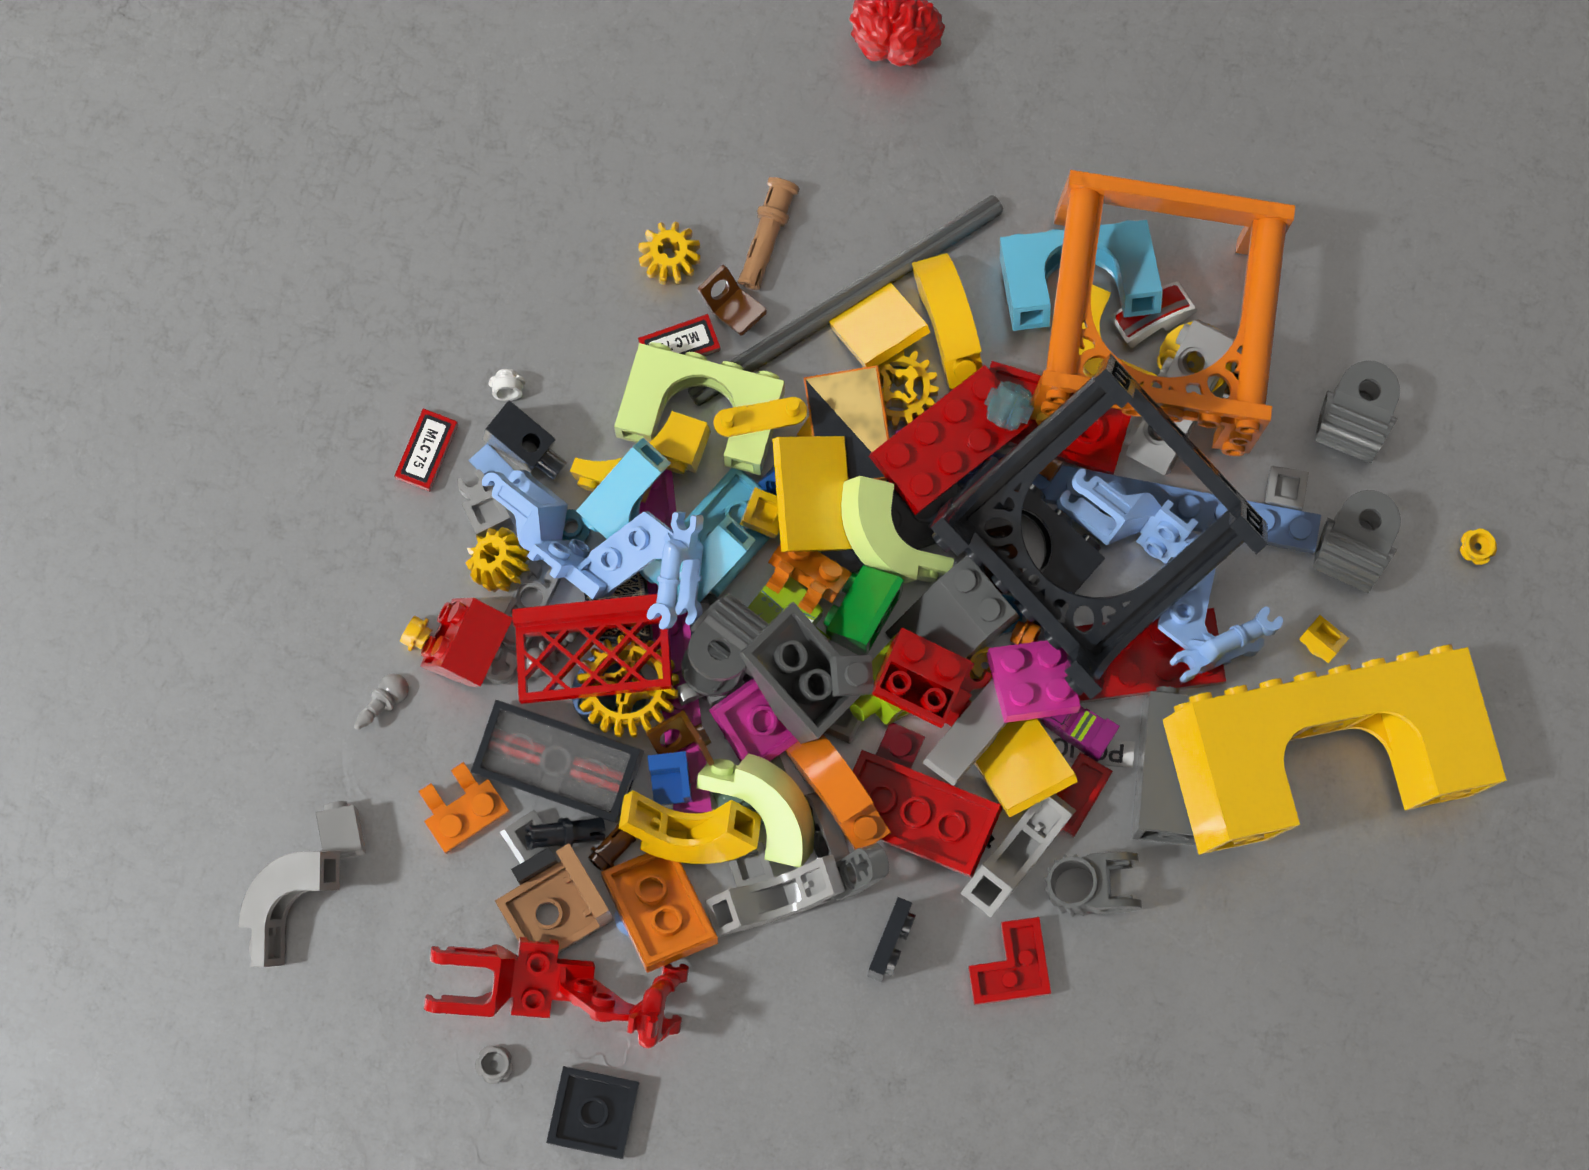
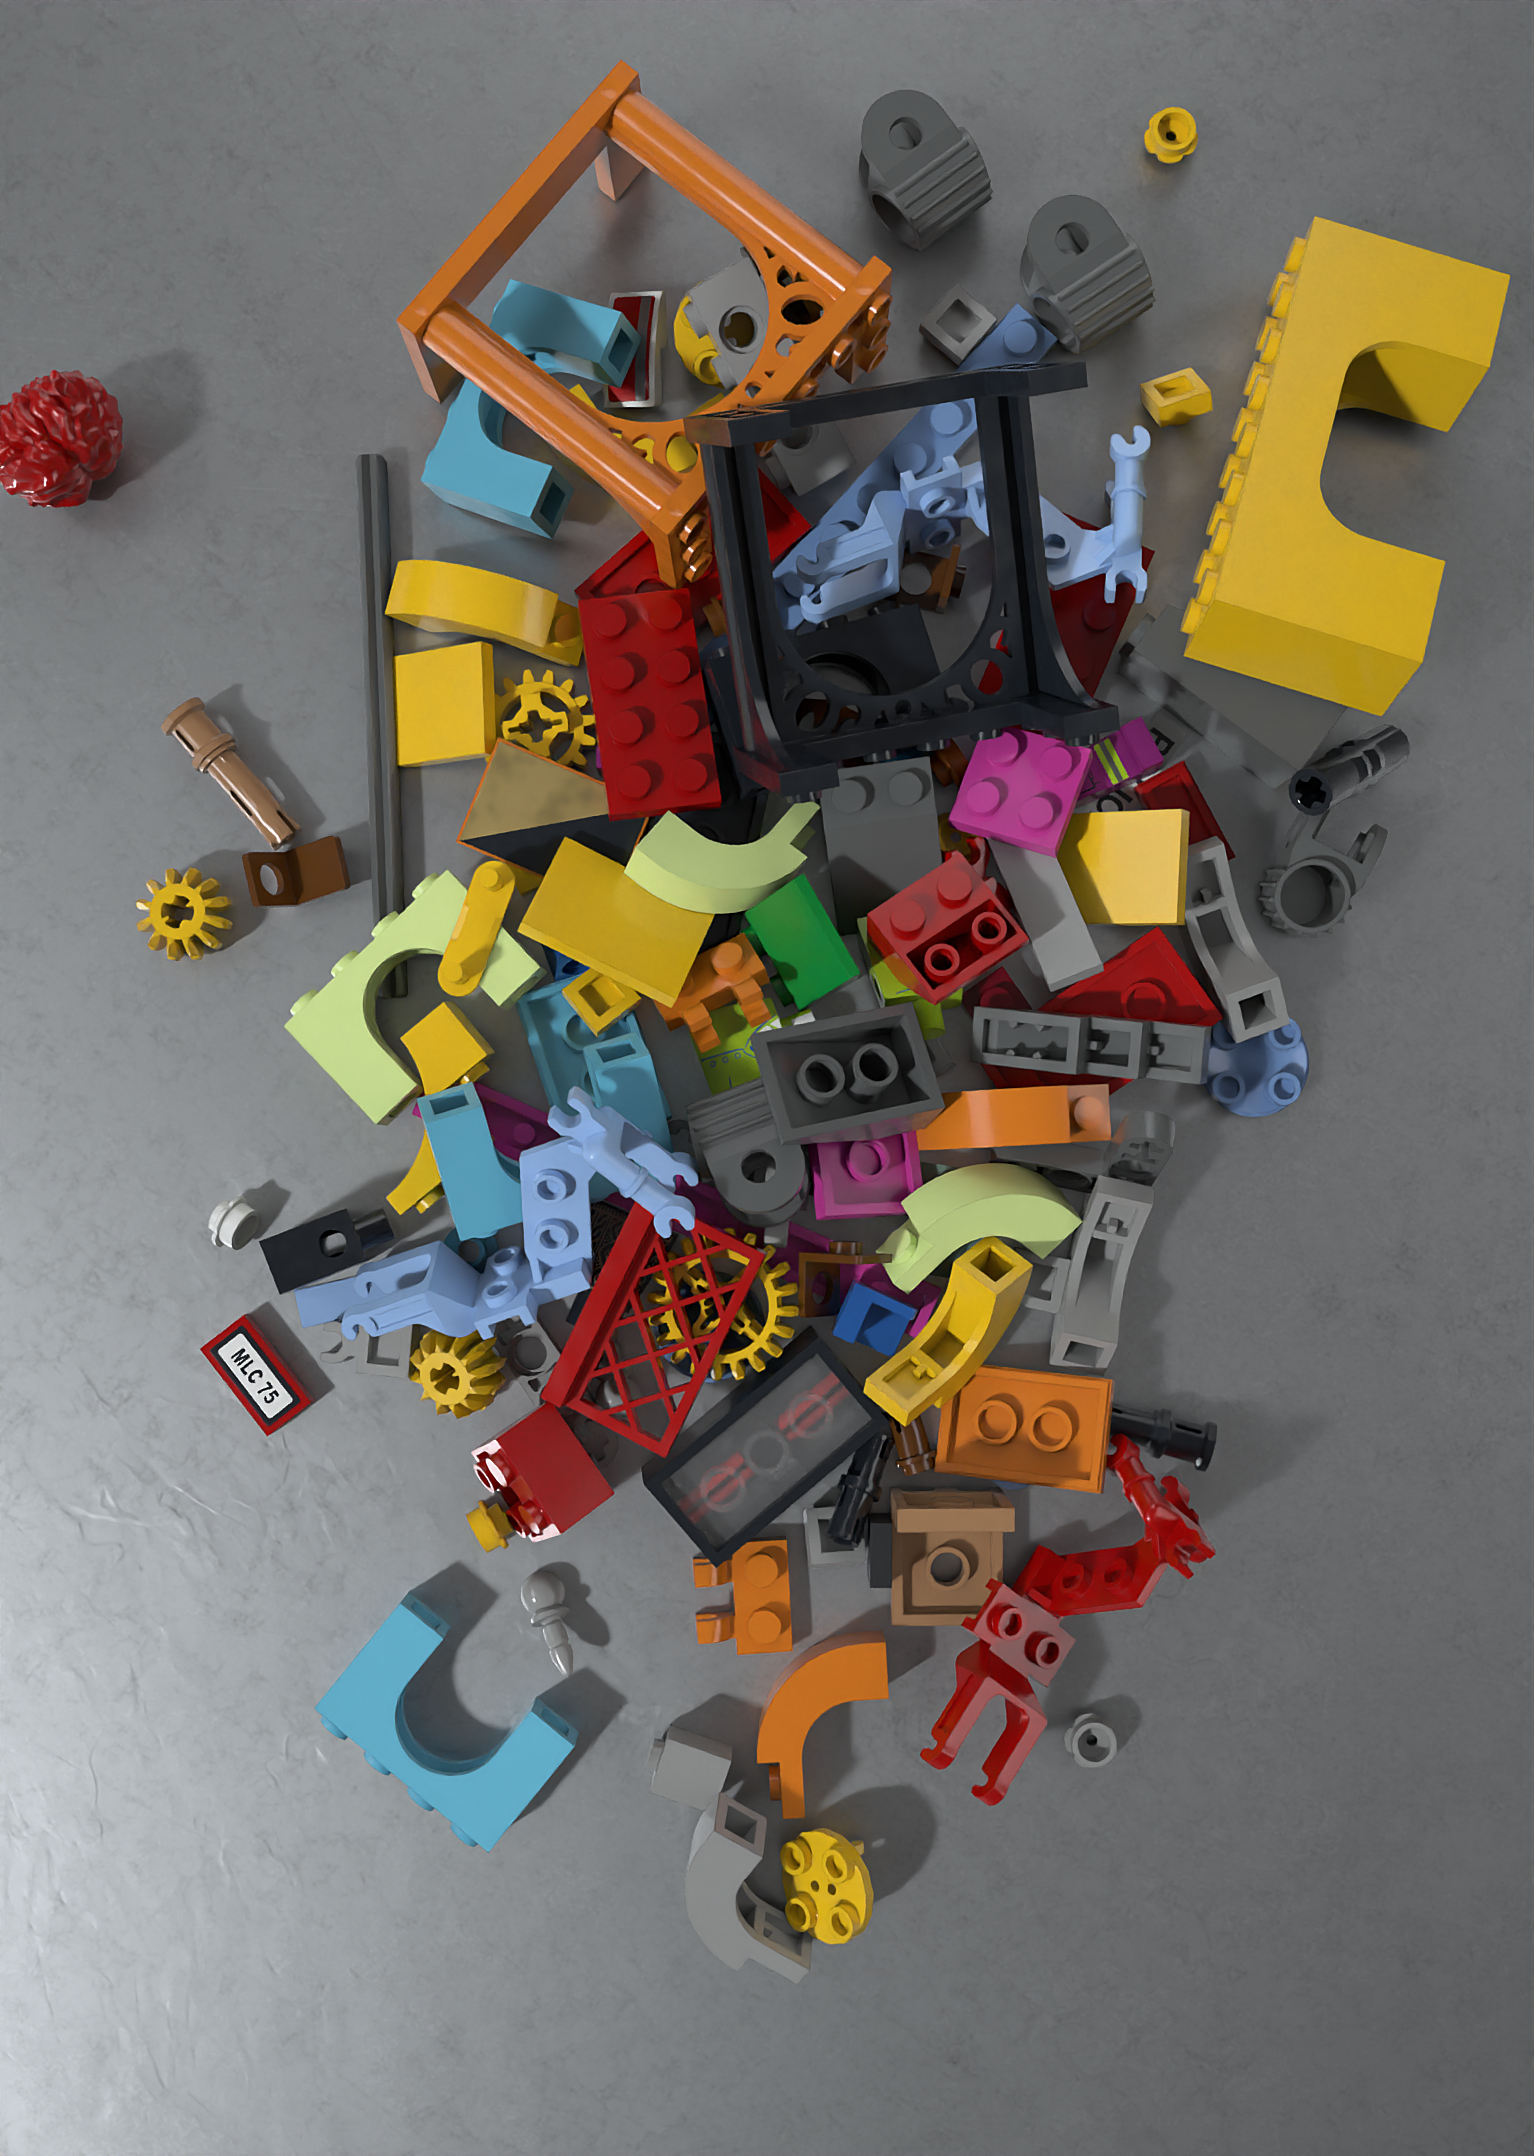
camera: 60 degrees left, 10 degrees up
(271, 625) = (474, 1794): none -> medium azure arch
(318, 951) = (826, 1886): none -> yellow plate
(418, 871) = (819, 1678): none -> orange arch
(593, 1112) = (1225, 1654): black plate -> none
(689, 336) = (310, 955): tile -> none
(703, 995) = (1166, 1435): none -> black pin
(852, 675) = (888, 1015): dark grey plate -> none
(897, 927) = (1228, 1148): black plate -> none
(907, 808) = (1090, 1044): none -> dark grey slope
(956, 924) = (1258, 1073): none -> medium blue dish
(1009, 405) = (656, 600): clear light blue gear -> none
(1022, 973) = (1365, 1025): red plate -> none
(1130, 571) = (946, 580): none -> reddish brown bracket
(1162, 863) = (1348, 769): none -> black axle

